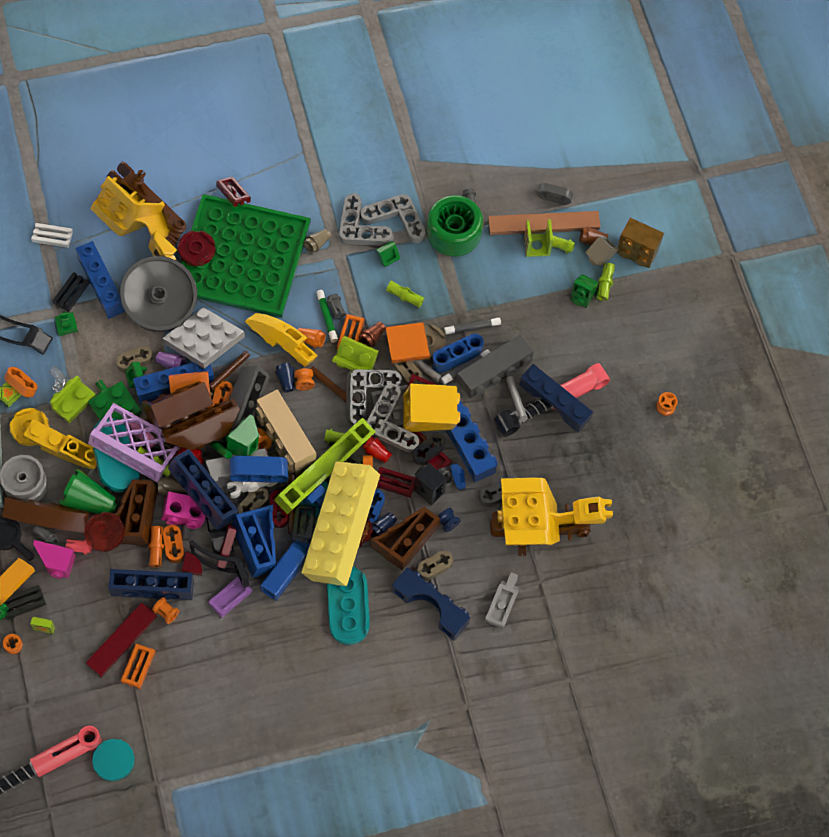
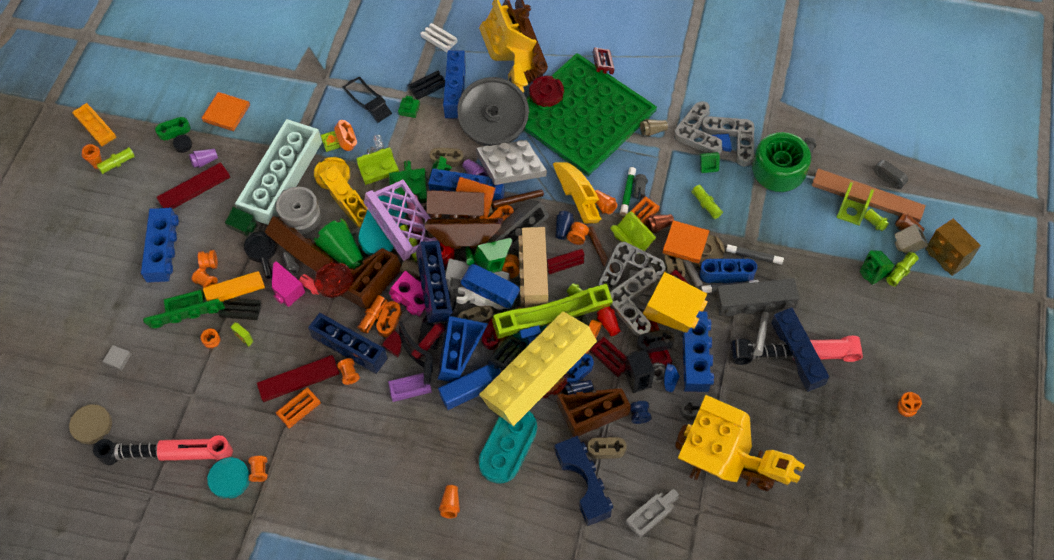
camera: 35 degrees right, 5 degrees down
(136, 738) = (257, 468): none -> orange bush
(309, 409) = (565, 261): none -> dark red tile
(328, 682) = (449, 504): none -> orange cone
(389, 222) = (726, 143): none -> blue tile

